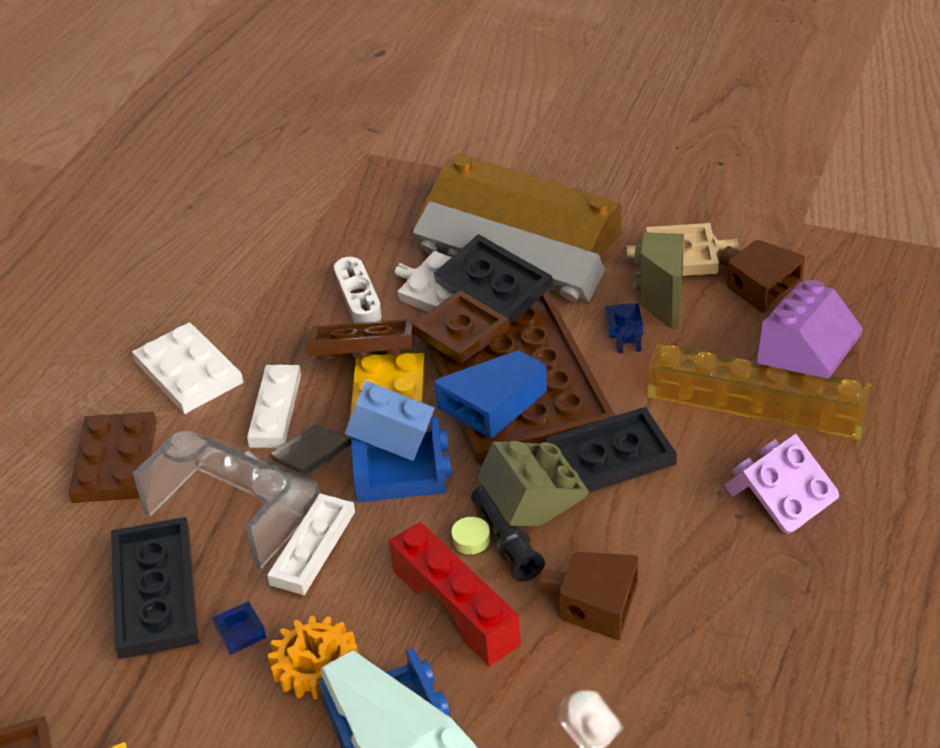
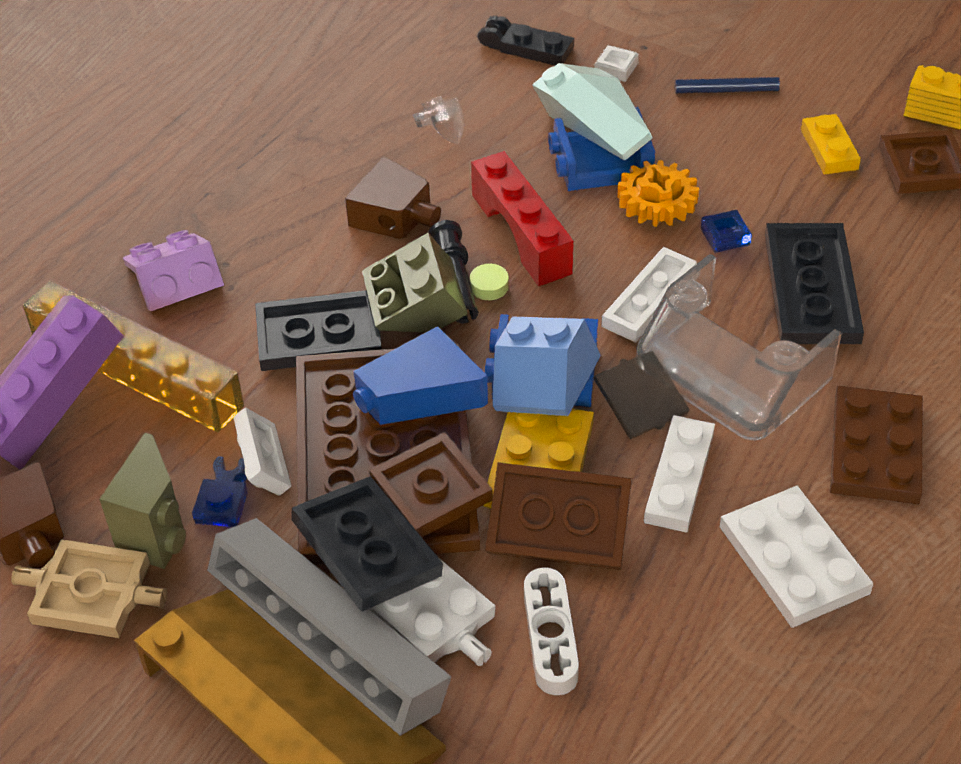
camera: 170 degrees left, 5 degrees up
(606, 345) = (261, 452): none -> white plate

